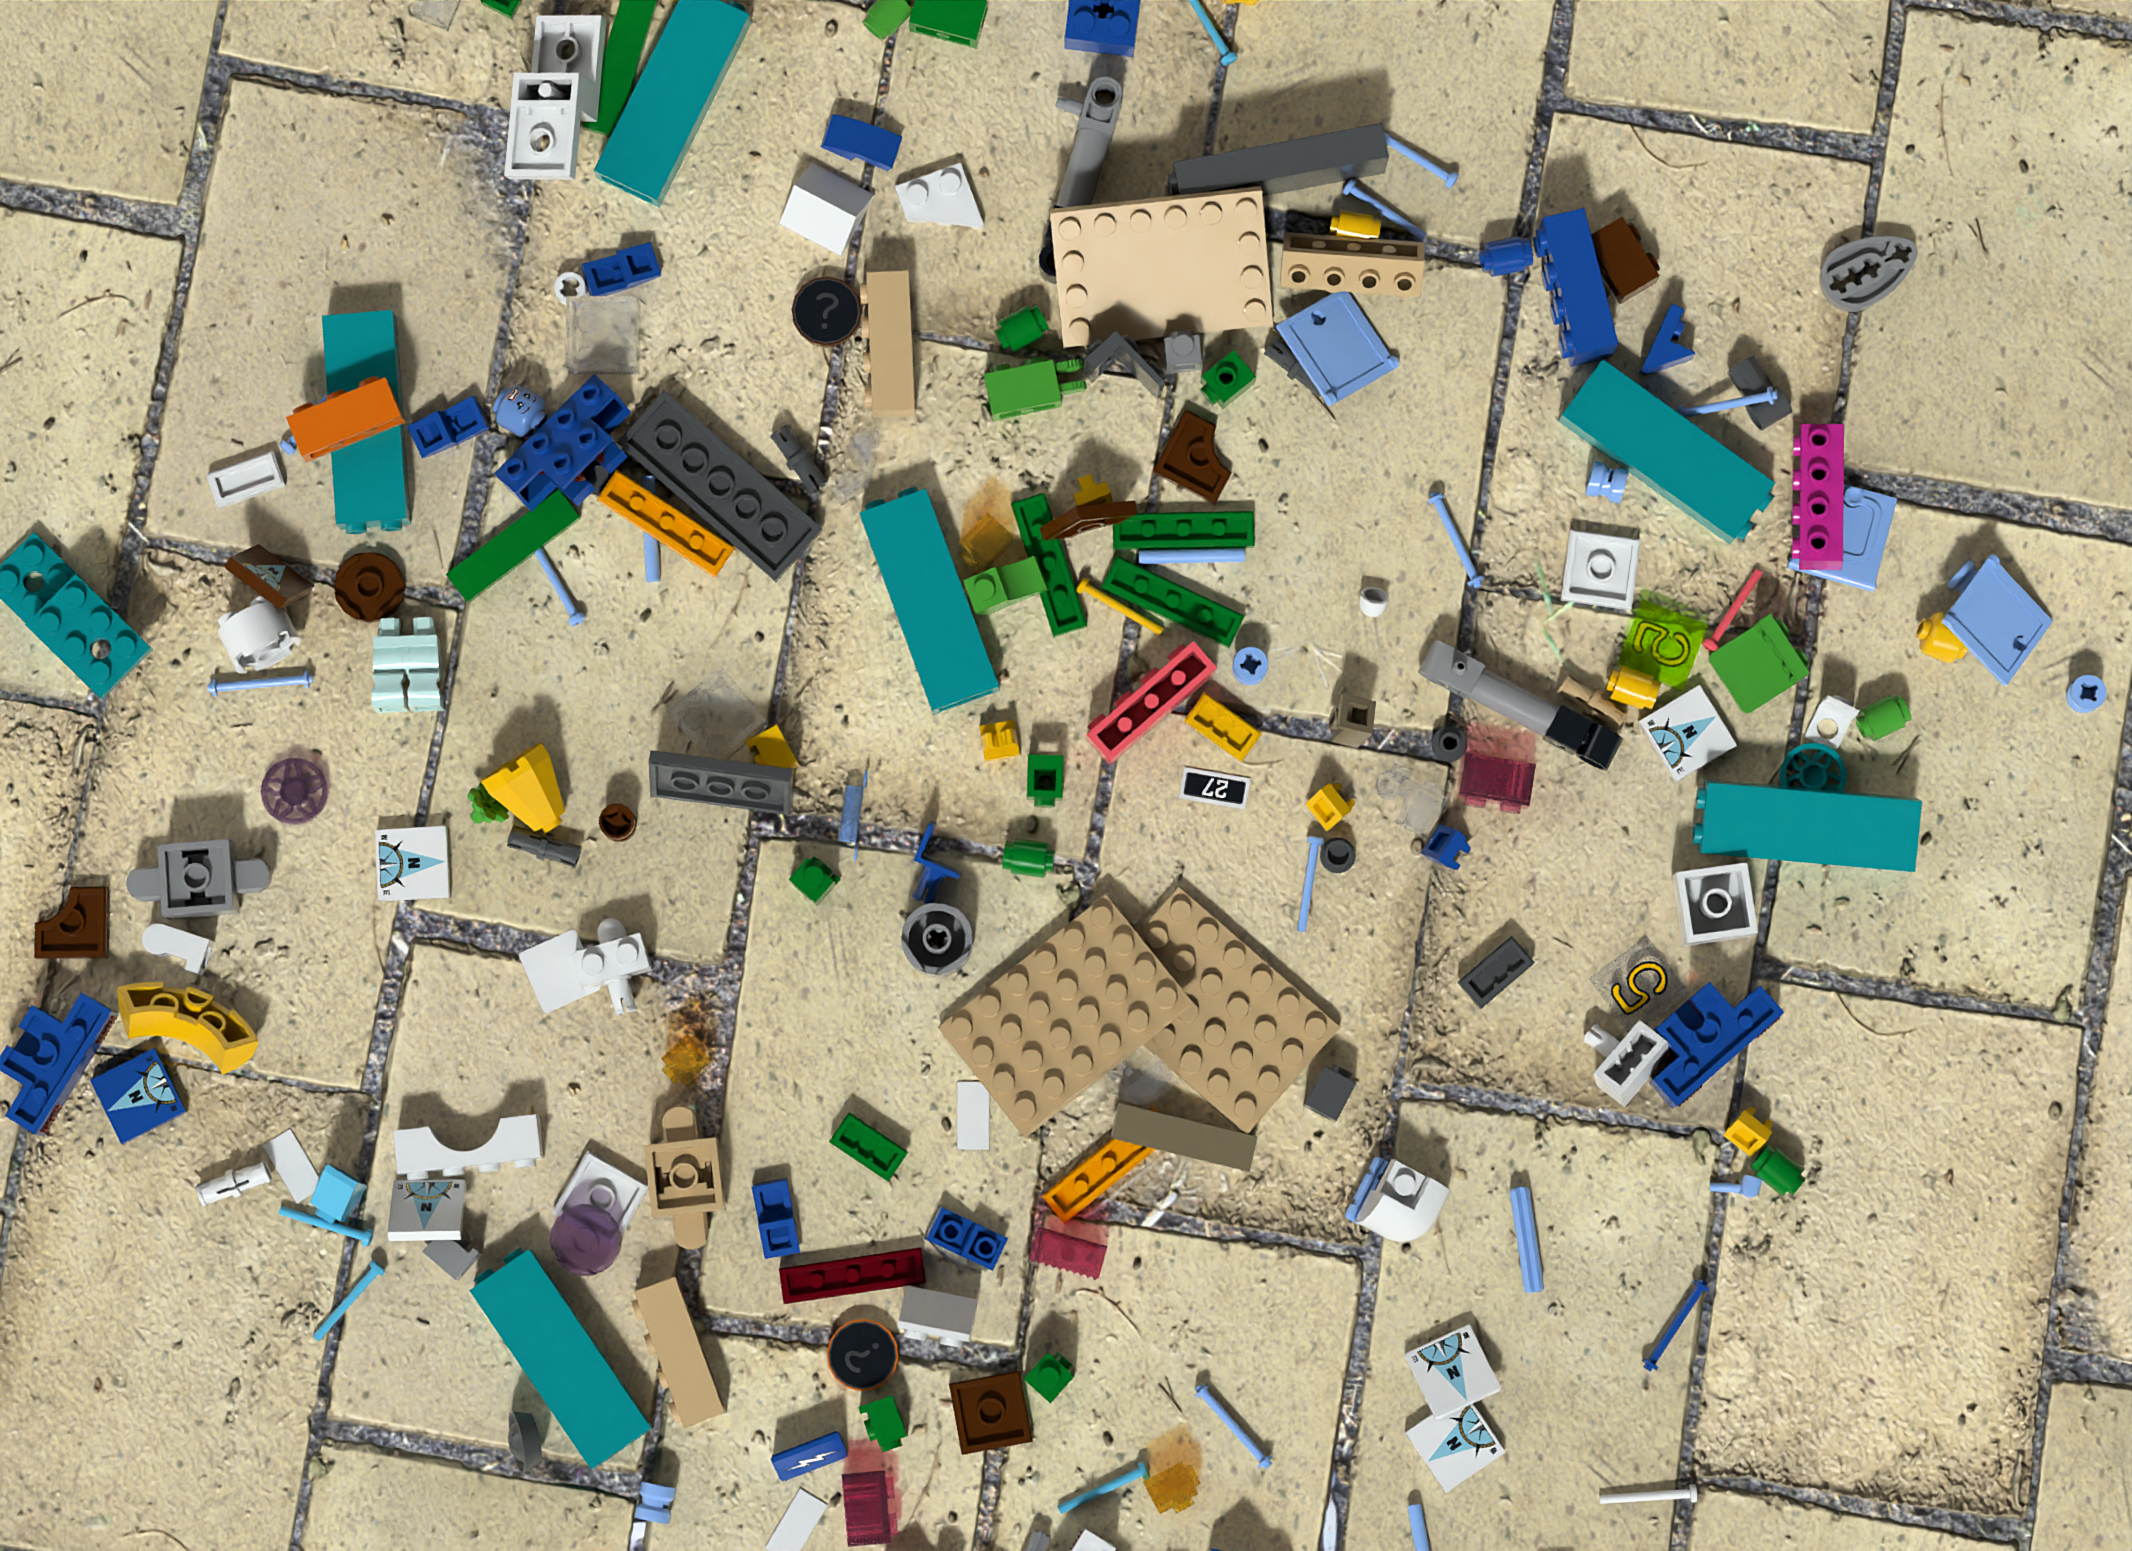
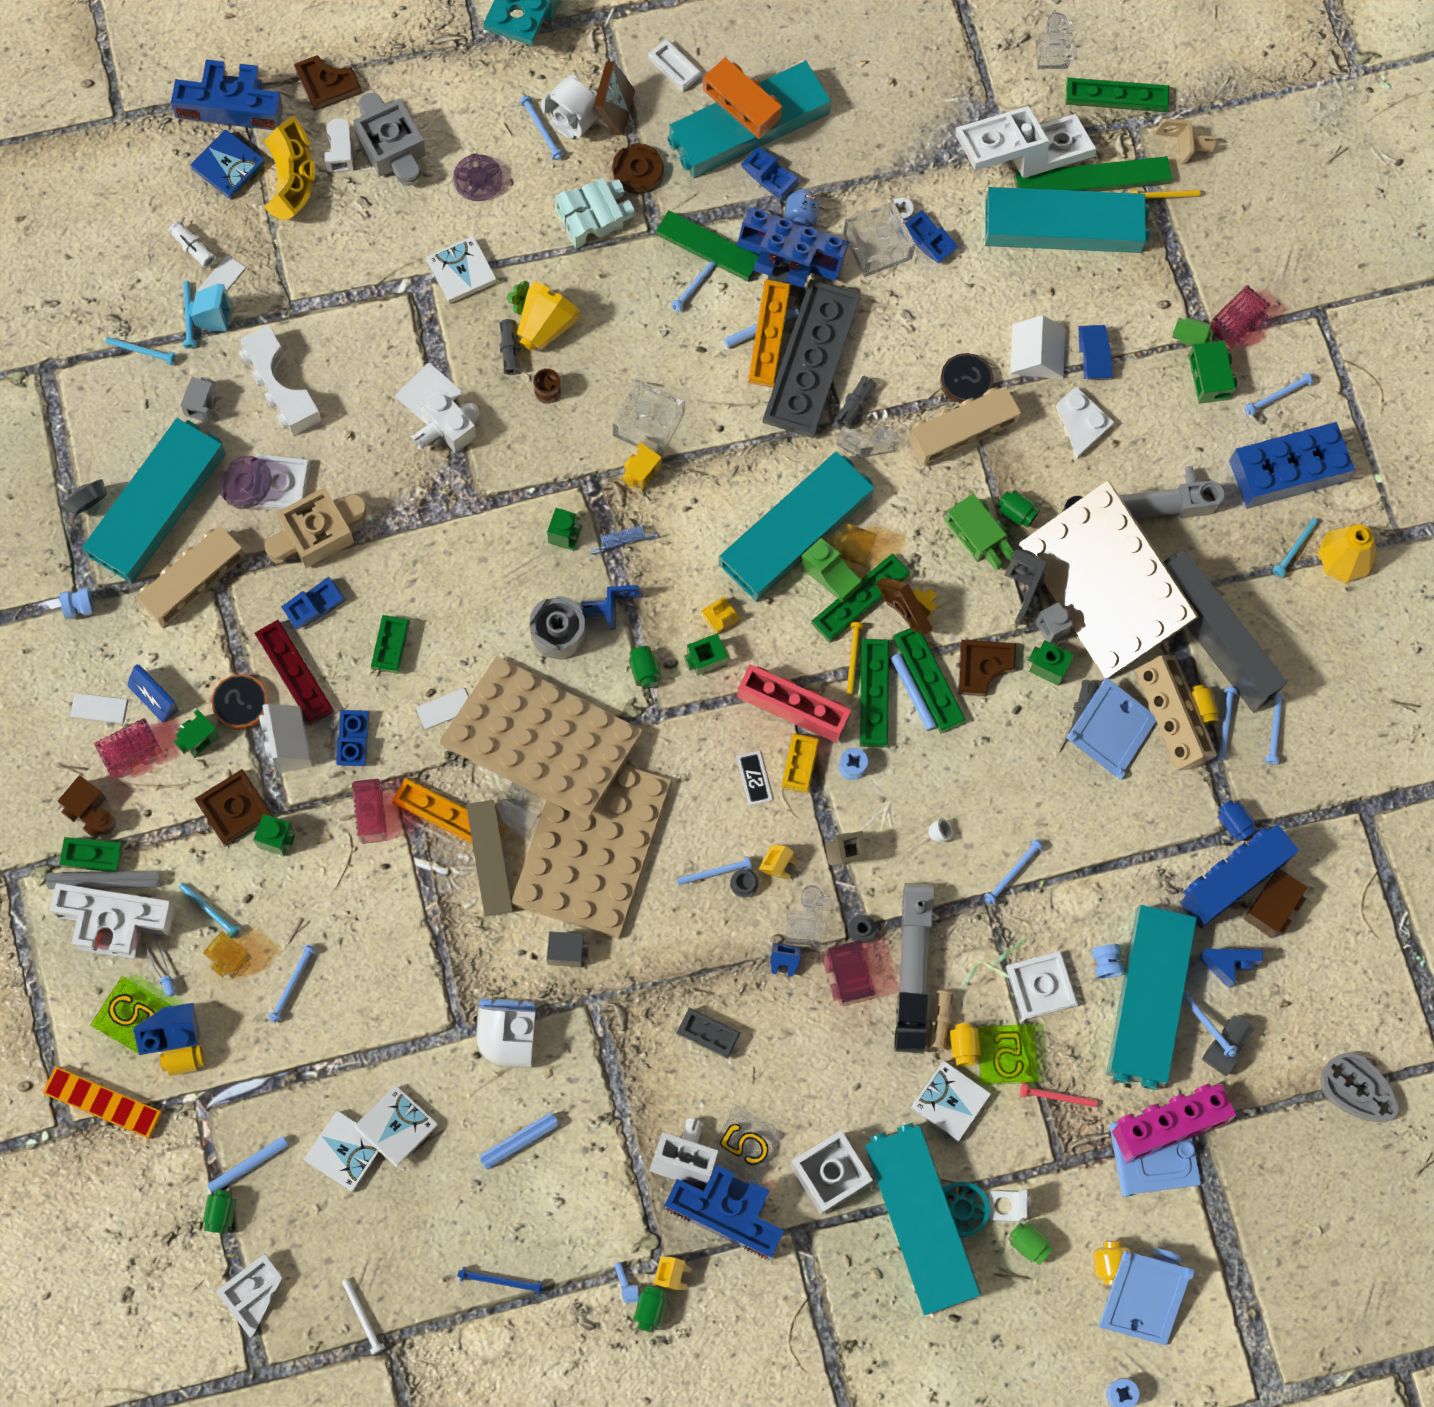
camera: 60 degrees right, 10 degrees down
(427, 1210) = (222, 369): white tile -> none
(685, 1062) = (398, 496): clear yellow brick -> none
(721, 782) = (604, 437): dark grey tile -> none
(1759, 664) = (1026, 1131): bright green bracket -> none

